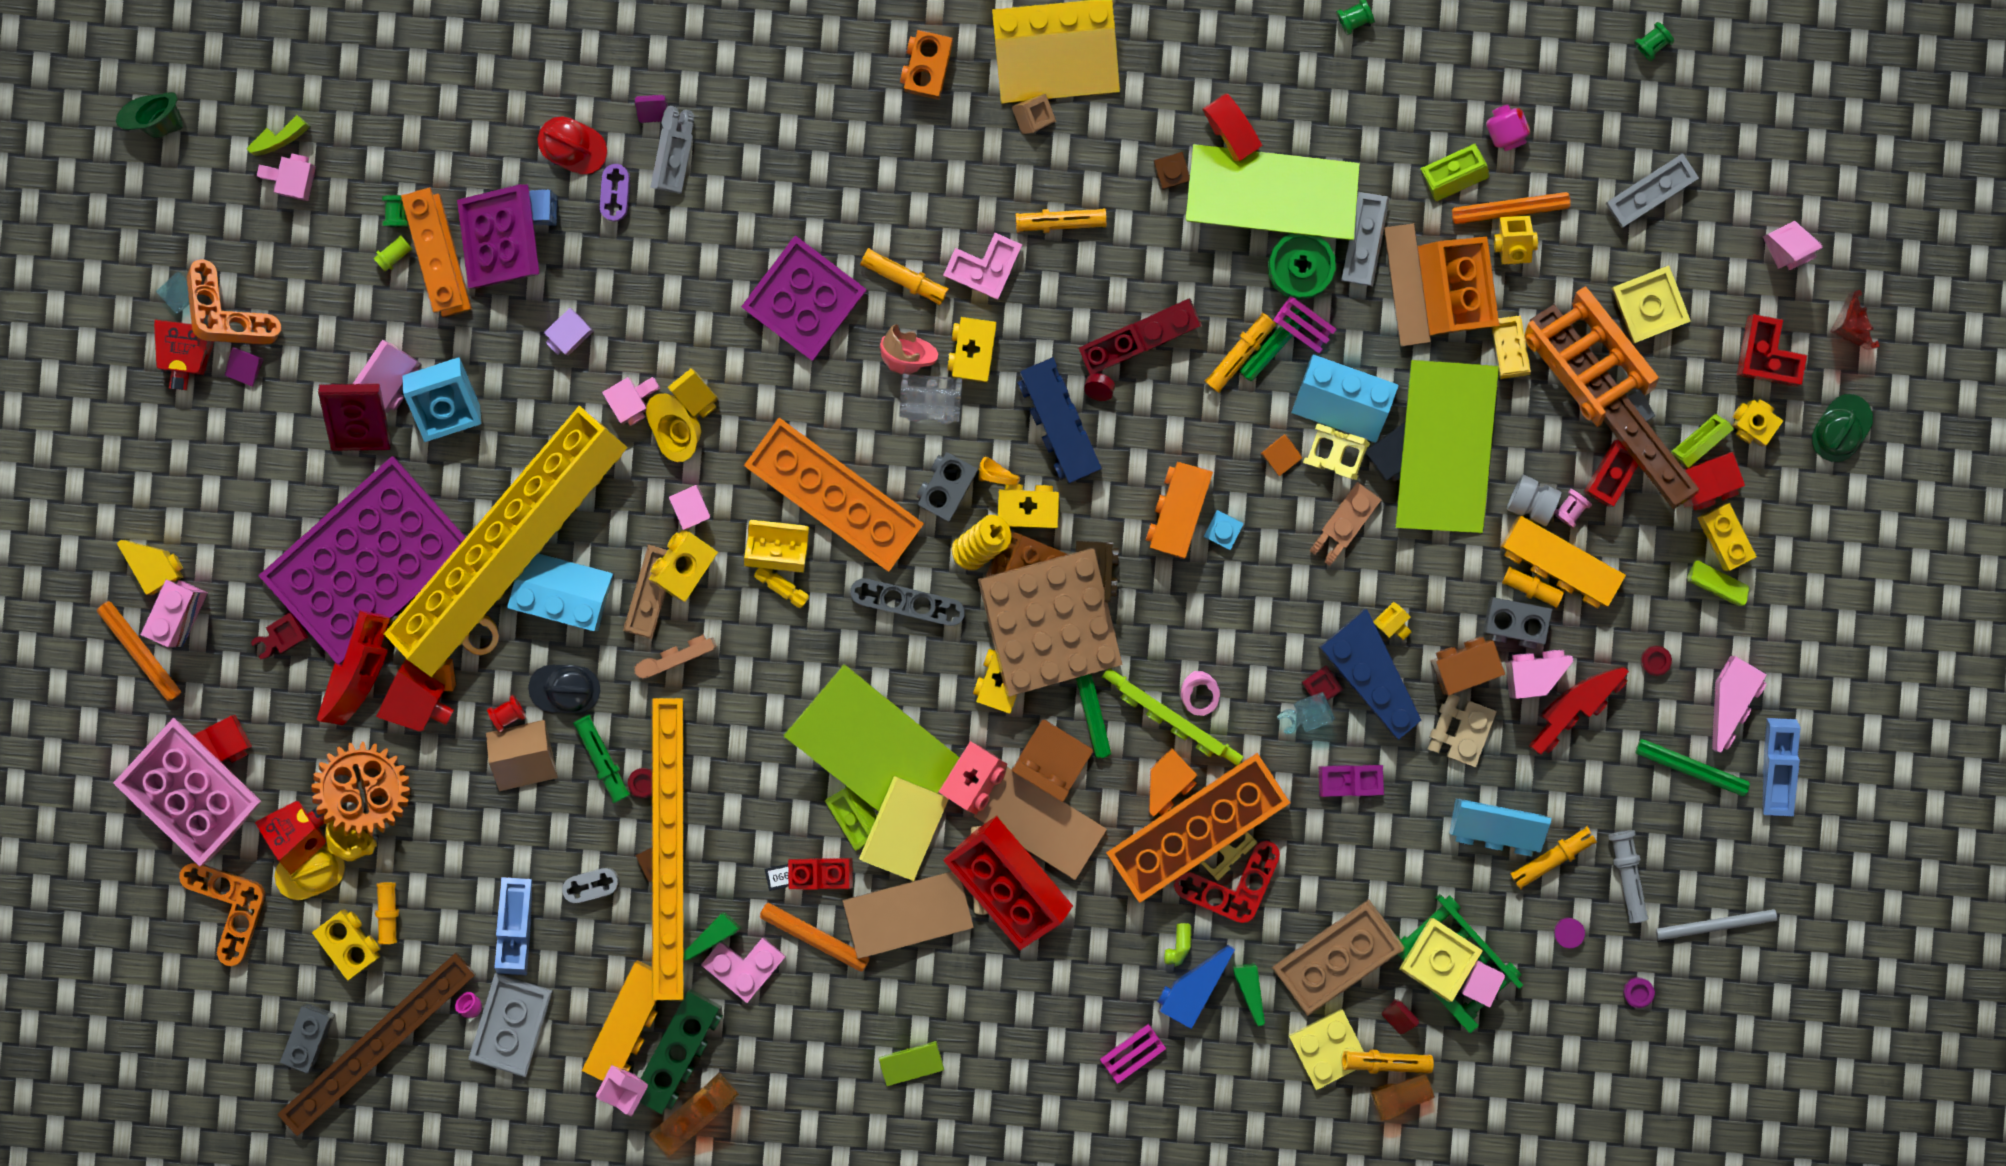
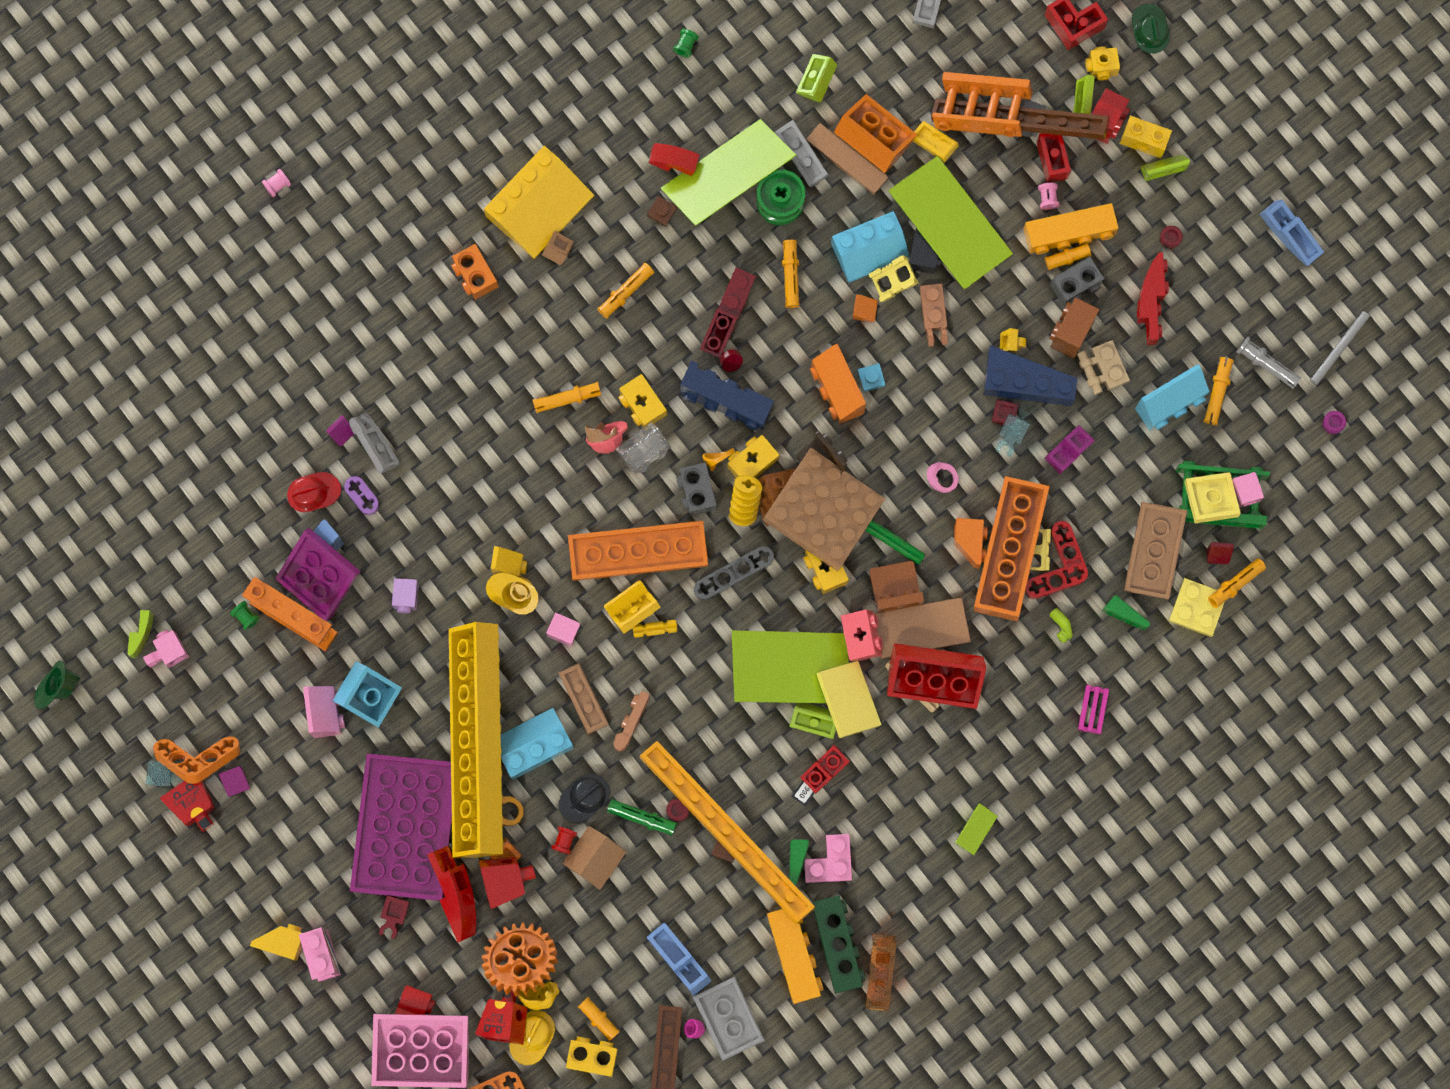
camera: 45 degrees left, 10 degrees down
(138, 651) = (318, 999): orange axle -> none
(354, 417) = (325, 747): dark red tile -> none
(392, 253) = (265, 641): lime pin -> none
(592, 892) = (697, 892): light grey beam -> none
(622, 1090) = (827, 992): bright pink panel -> none
(628, 400) = (473, 602): bright pink brick -> none
(698, 558) = (593, 653): yellow brick -> none
(804, 298) = (521, 458): magenta plate -> none
(813, 936) = (855, 807): orange axle -> none
(907, 914) = (895, 746): medium nougat tile -> none
(985, 275) = (611, 356): bright pink plate -> none
(1181, 726) = (930, 506): lime plate -> none
(1191, 991) = (1093, 644): blue slope -> none
(1270, 348) = (805, 275): green axle -> none
(1322, 337) = (811, 218): dark pink tile -> none
(1394, 1098) = (1260, 599): clear orange piece -> none
(1508, 127) = (823, 28): dark pink head -> none
(1511, 208) = (864, 69): orange axle -> none
(1515, 240) = (883, 81): yellow brick -> none
(1534, 500) = (1023, 209): light grey wheel -> none
(1535, 676) = (1115, 299): bright pink slope -> none
(1569, 932) = (1266, 424): magenta tile -> none
(1651, 304) = (987, 52): light yellow plate -> none
(1692, 767) = (1245, 275): green axle -> none
(1733, 694) = (1229, 217): bright pink slope -> none

